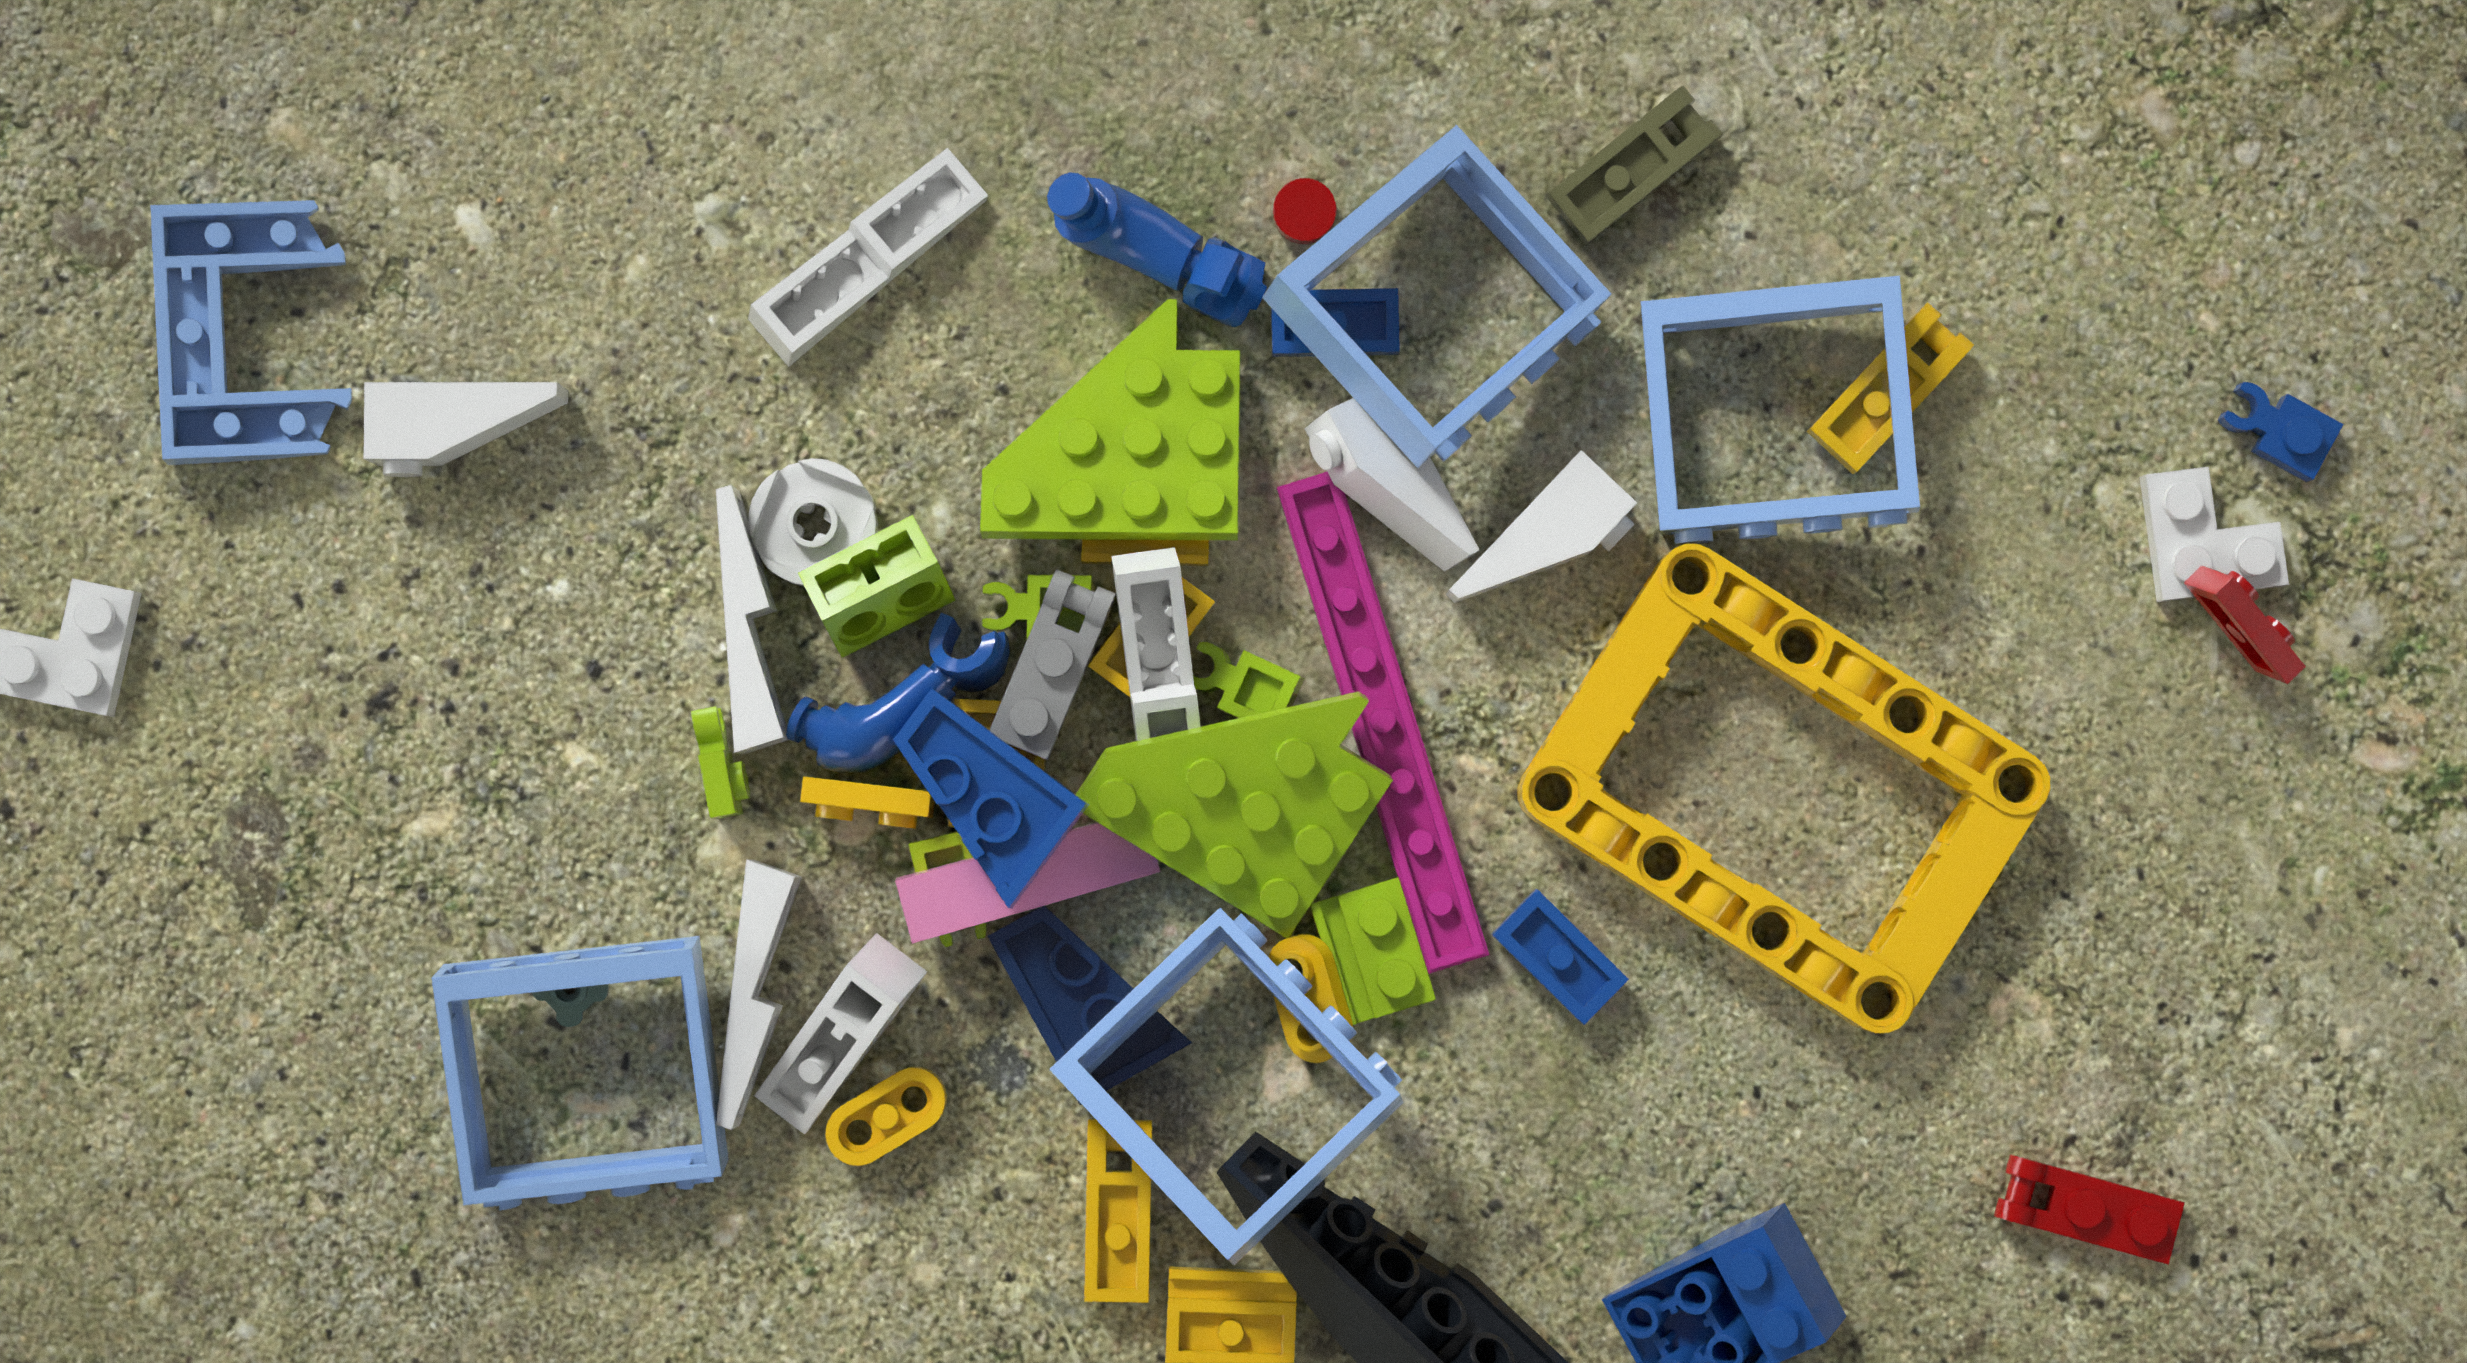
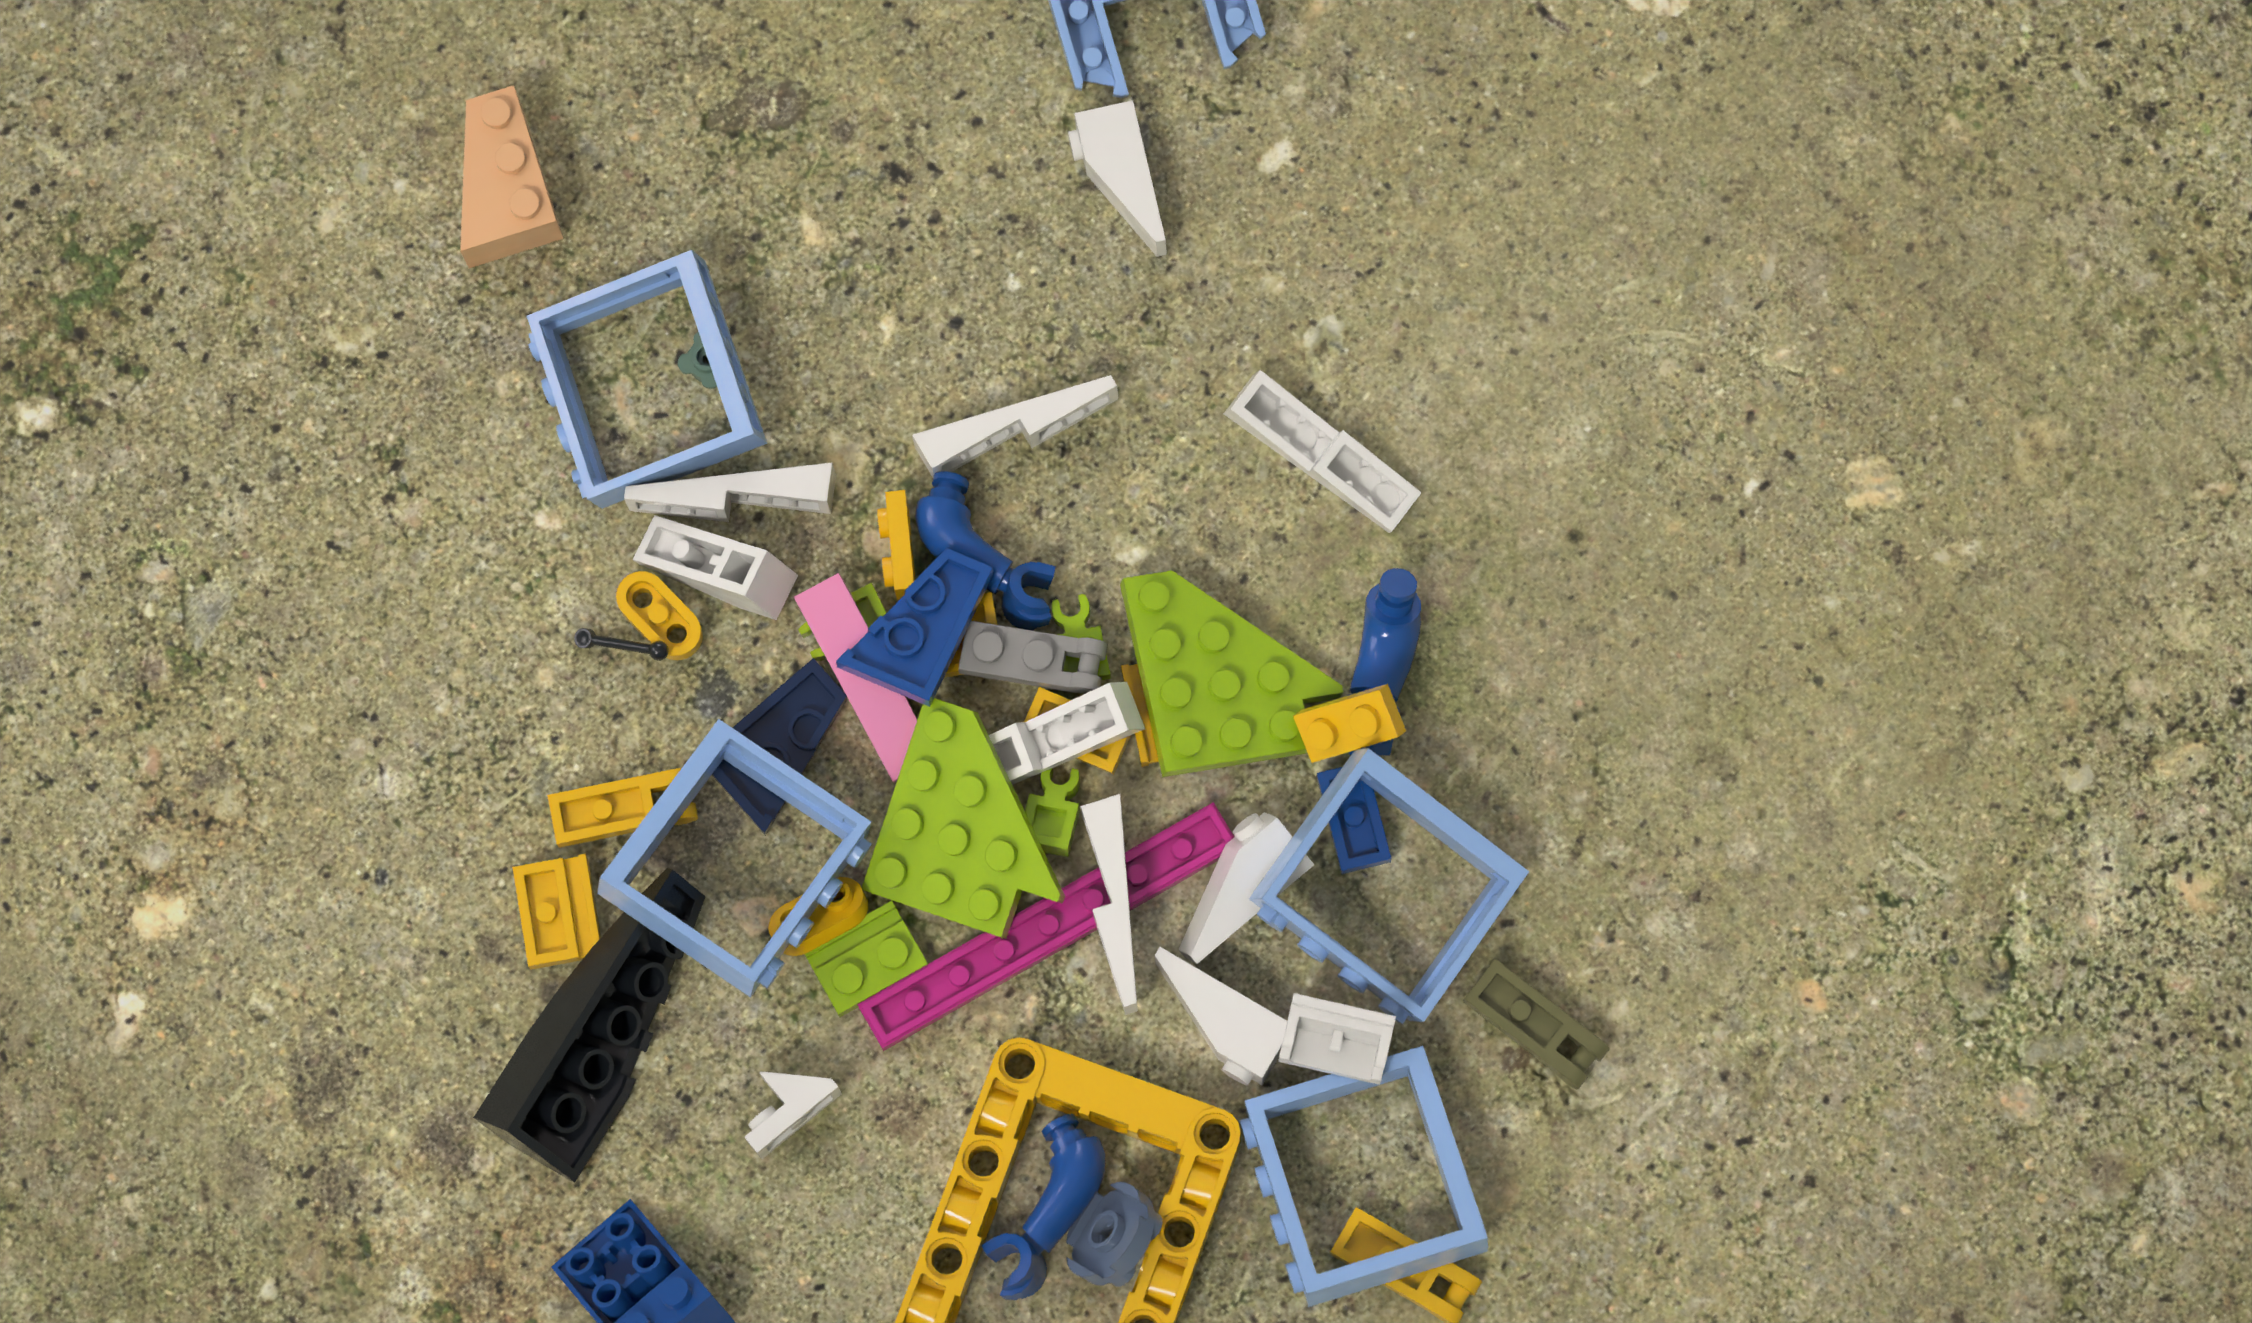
camera: 85 degrees right, 10 degrees down
(277, 1199) = (503, 182): none -> light nougat wedge
(723, 779) = (893, 432): lime plate -> none
(798, 490) = (1087, 435): white plate -> none
(877, 586) = (1064, 512): lime brick -> none
(892, 1211) = (587, 639): none -> black hinge
(1230, 295) = (1349, 723): none -> yellow plate
(1304, 211) = (1438, 774): red tile -> none
(1408, 639) = (1112, 920): none -> white slope
(1531, 1067) = (802, 1101): none -> white slope
(1559, 956) = (892, 1103): blue plate -> none
(1617, 400) = (1337, 1038): none -> white hinge
(1710, 759) = (1074, 1181): none -> blue piece
(1800, 702) = (1133, 1226): none -> sand blue plate

